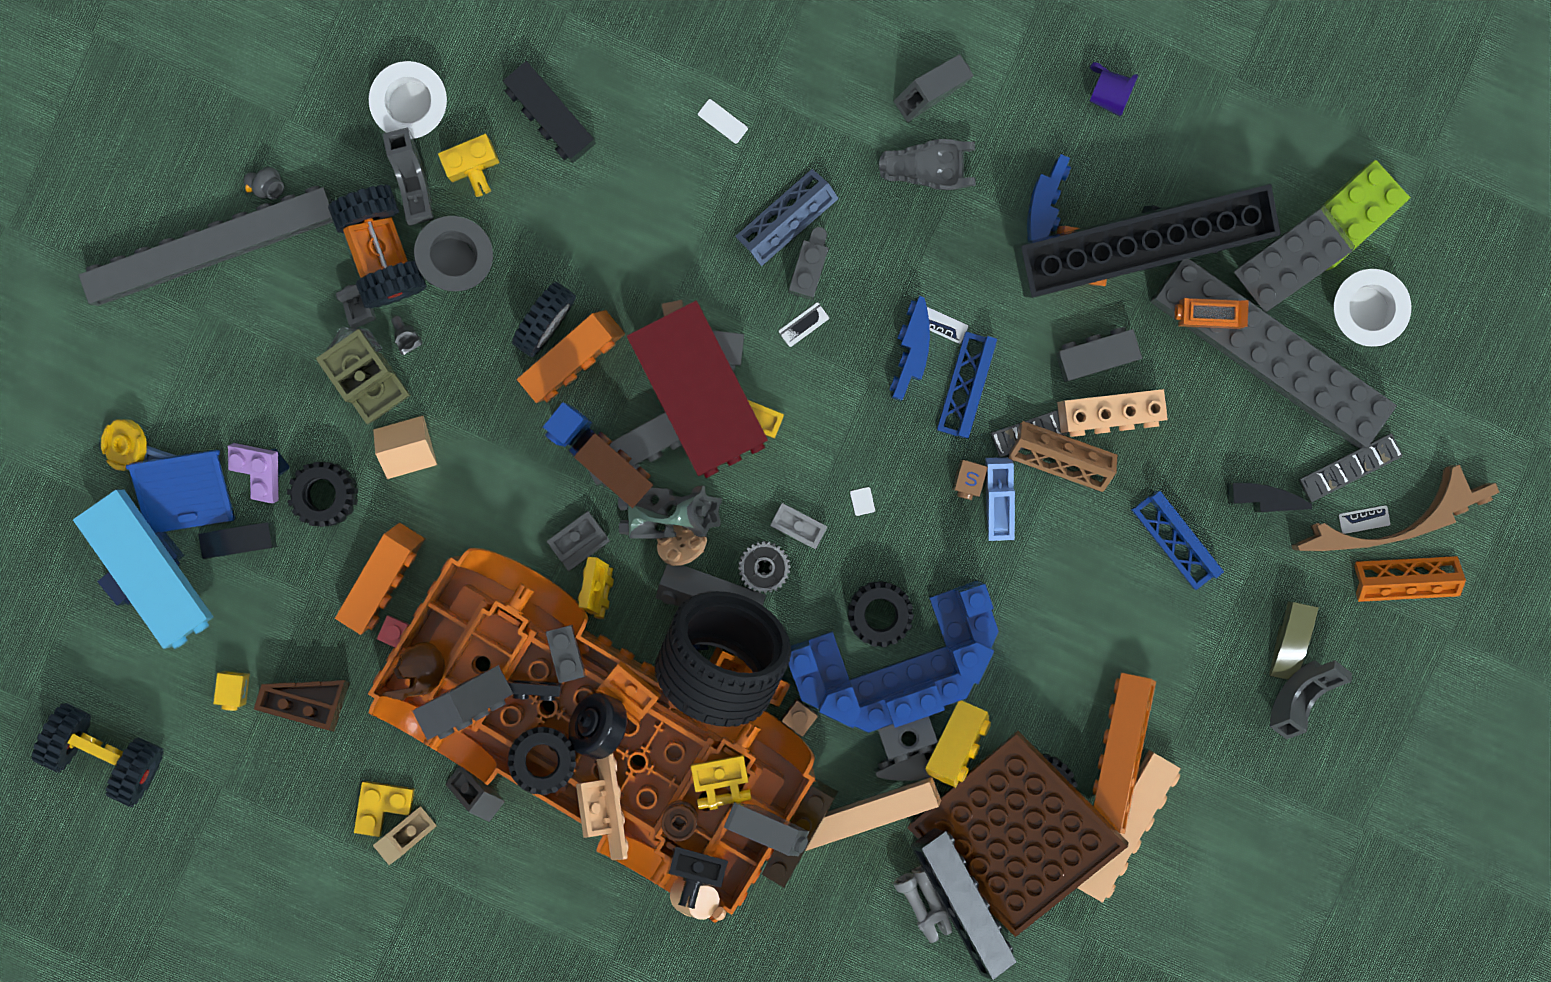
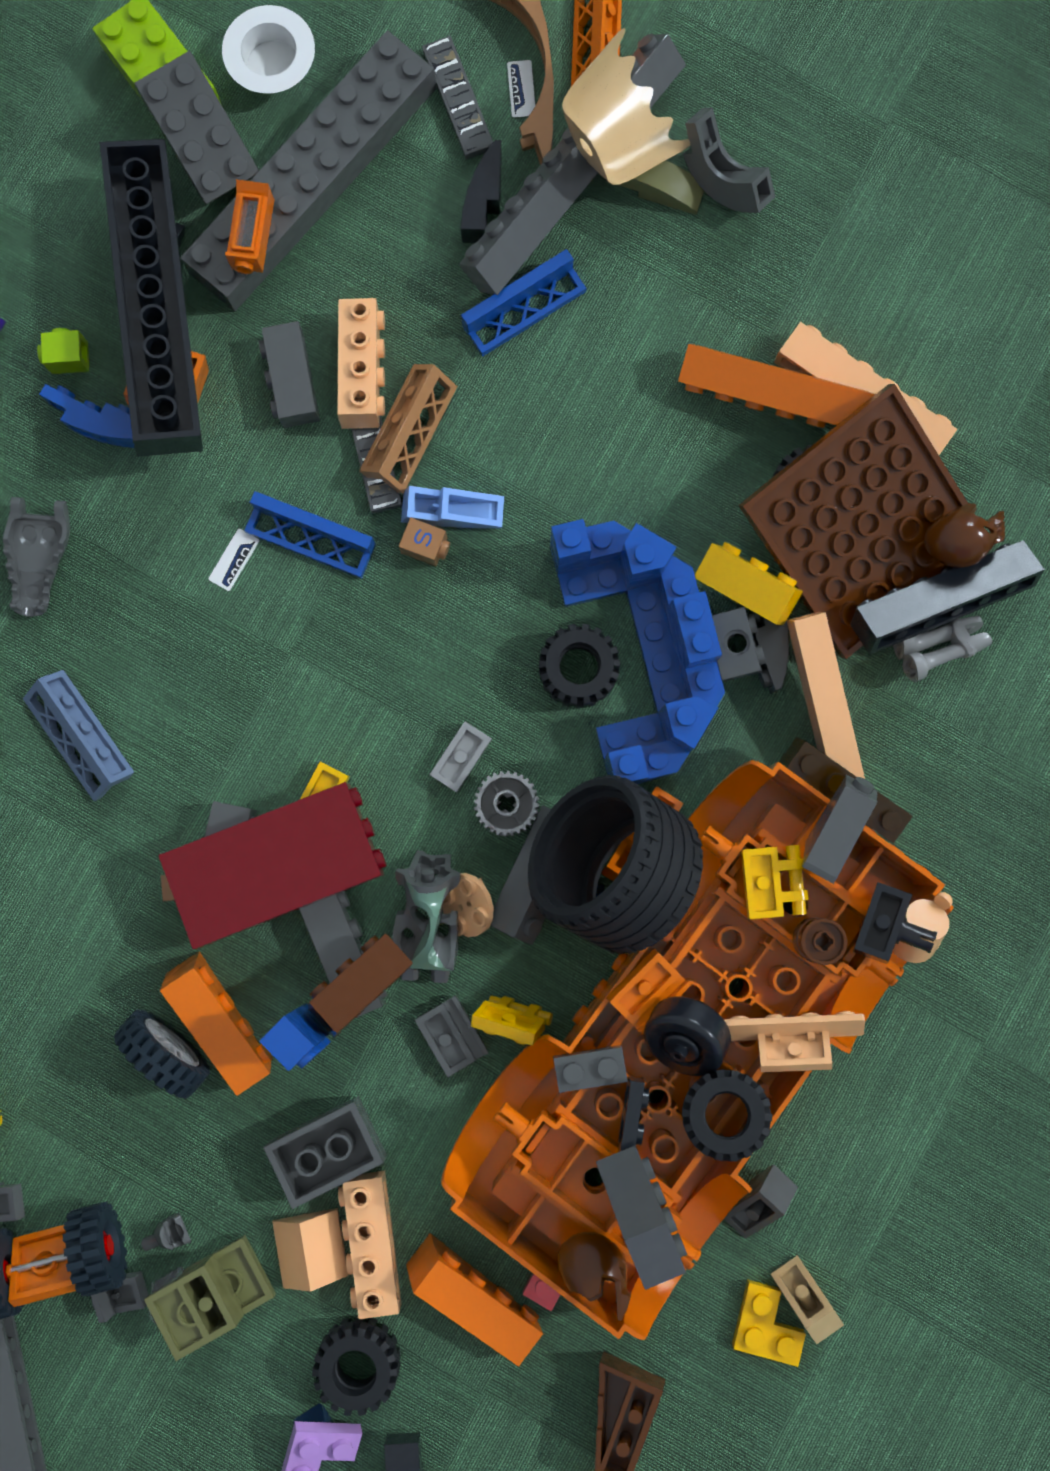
camera: 80 degrees left, 5 degrees down
(413, 495) = (371, 1245): none -> light nougat brick
(445, 254) = (66, 1174): dark grey hose -> none
(480, 452) = (325, 1152): none -> dark grey brick
(799, 717) = (698, 778): medium nougat brick -> none
(803, 324) = (214, 727): sticker -> none
(809, 265) = (139, 712): dark grey brick -> none
(862, 501) = (439, 676): white sticker -> none
(915, 338) = (247, 590): blue slope -> none
(1009, 909) = (961, 538): none -> reddish brown helmet
(1100, 166) = (64, 351): none -> lime brick
(1297, 570) = (556, 183): none -> dark grey brick
(1329, 604) = (614, 119): none -> tan piece

